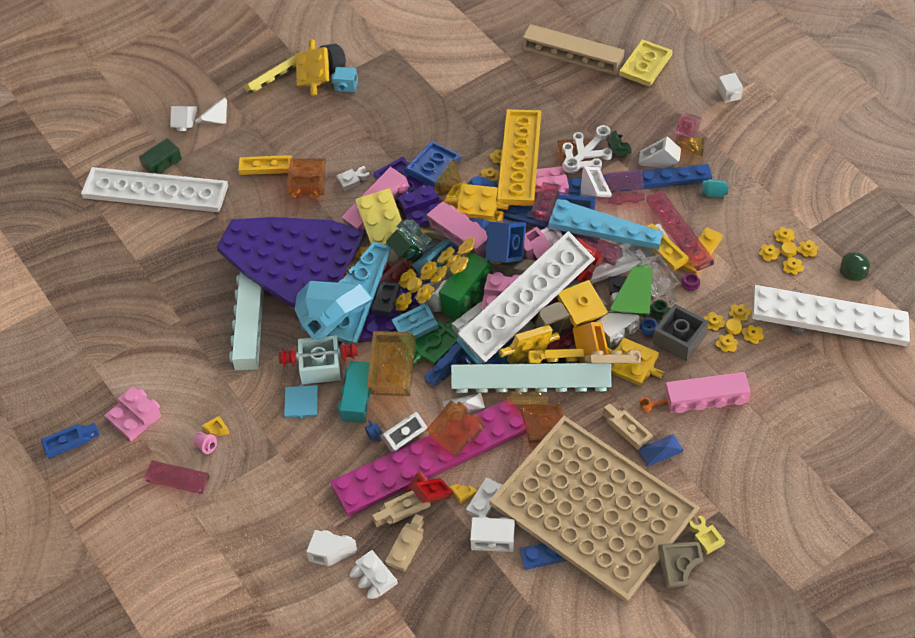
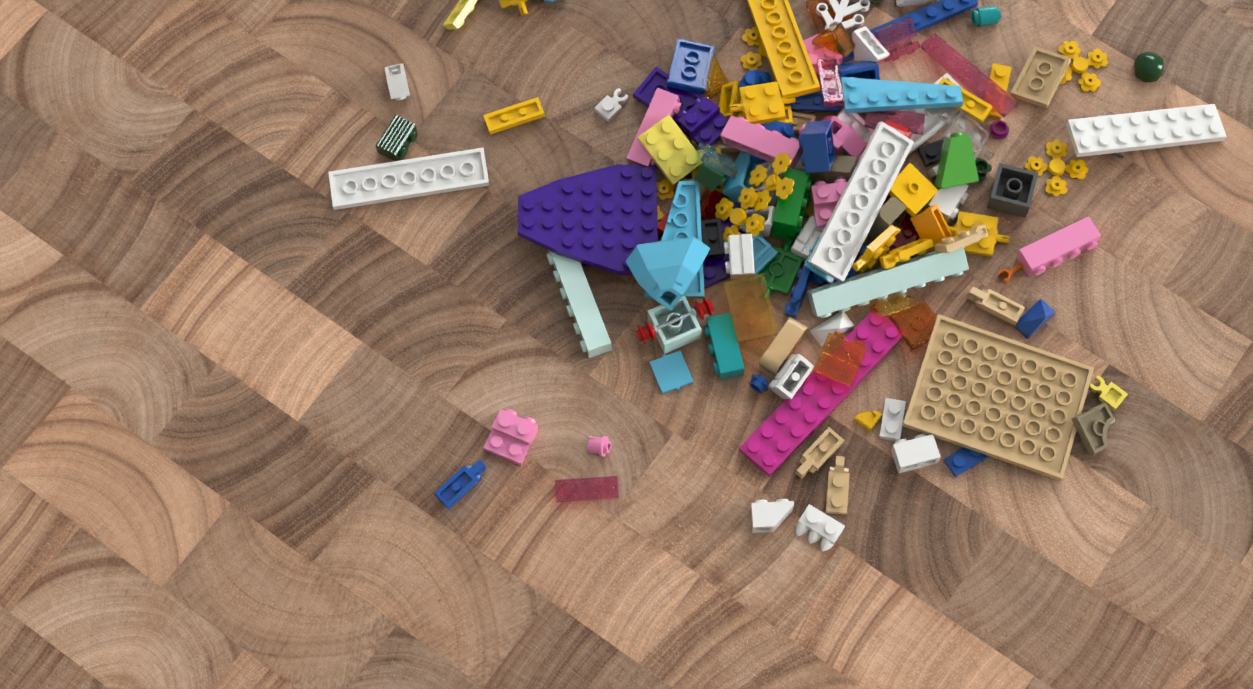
camera: 20 degrees left, 15 degrees up
(215, 114) = (427, 66): white slope -> none
(216, 427) = (600, 425): yellow tile -> none
(306, 177) = (566, 119): clear orange plate -> none
(401, 314) = (740, 256): none -> white brick
(418, 400) = (783, 345): none -> tan beam
(429, 490) = (840, 429): red plate -> none
(566, 170) = (835, 39): none -> clear orange slope
(648, 323) = (977, 187): blue plate -> none
(745, 248) = (1040, 77): none -> tan plate

